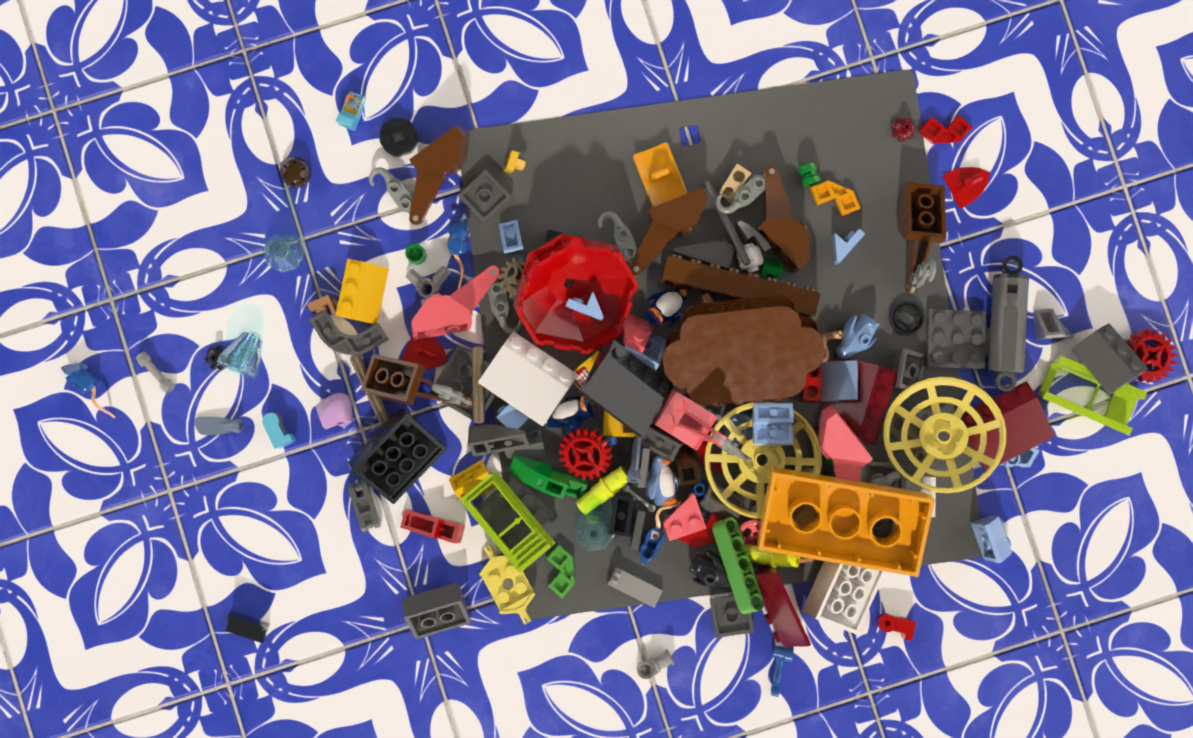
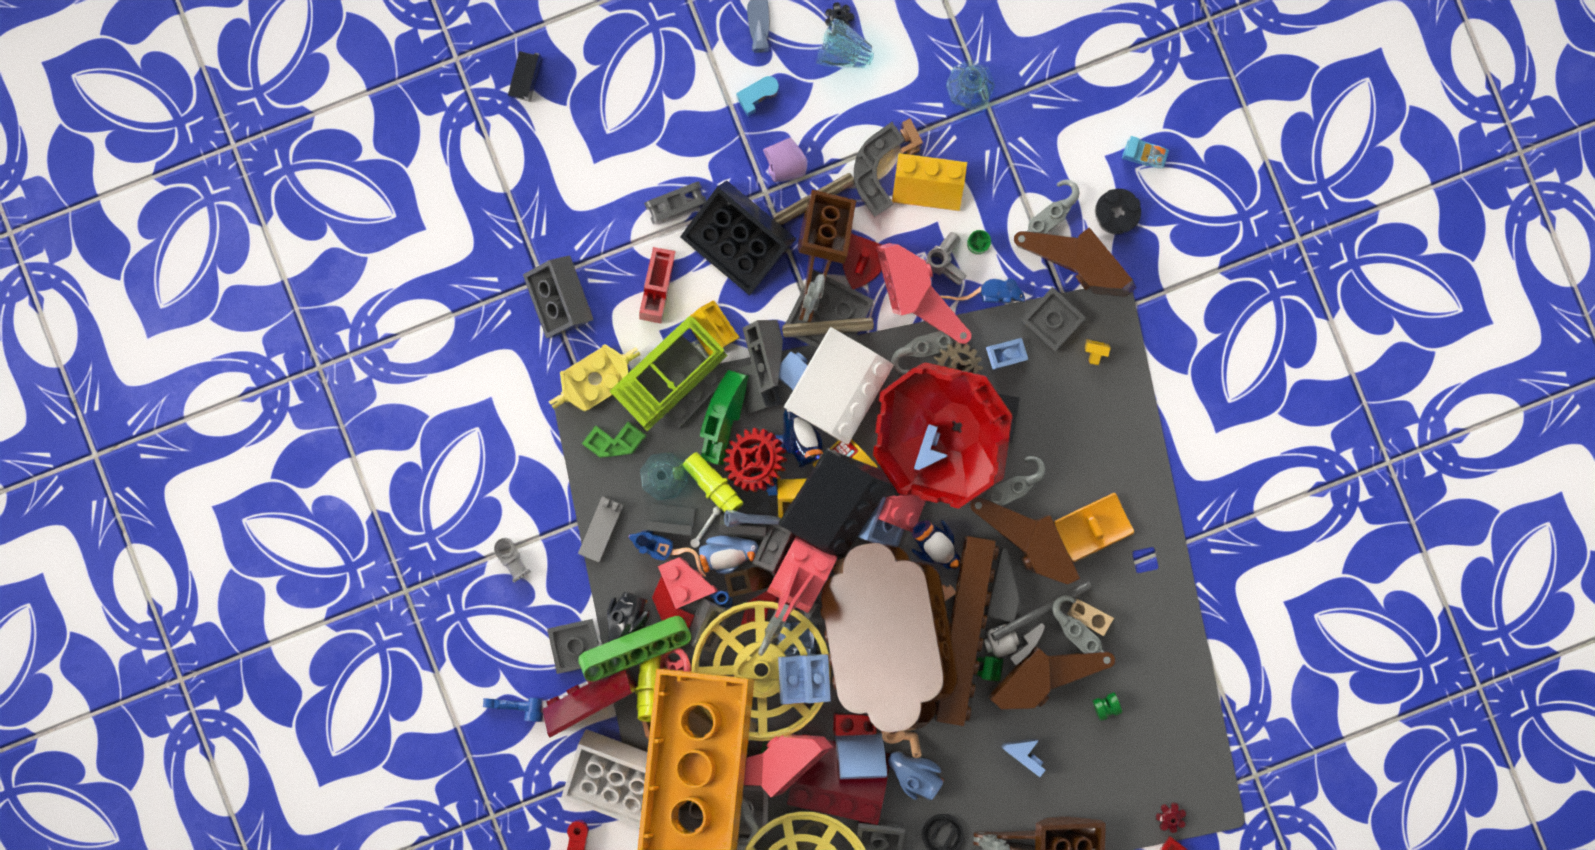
camera: 85 degrees right, 0 degrees up
(295, 172) = (1066, 92): dark brown helmet -> none
(622, 515) = (684, 509): black brick -> none
(844, 197) = (1084, 749): light orange tile -> none

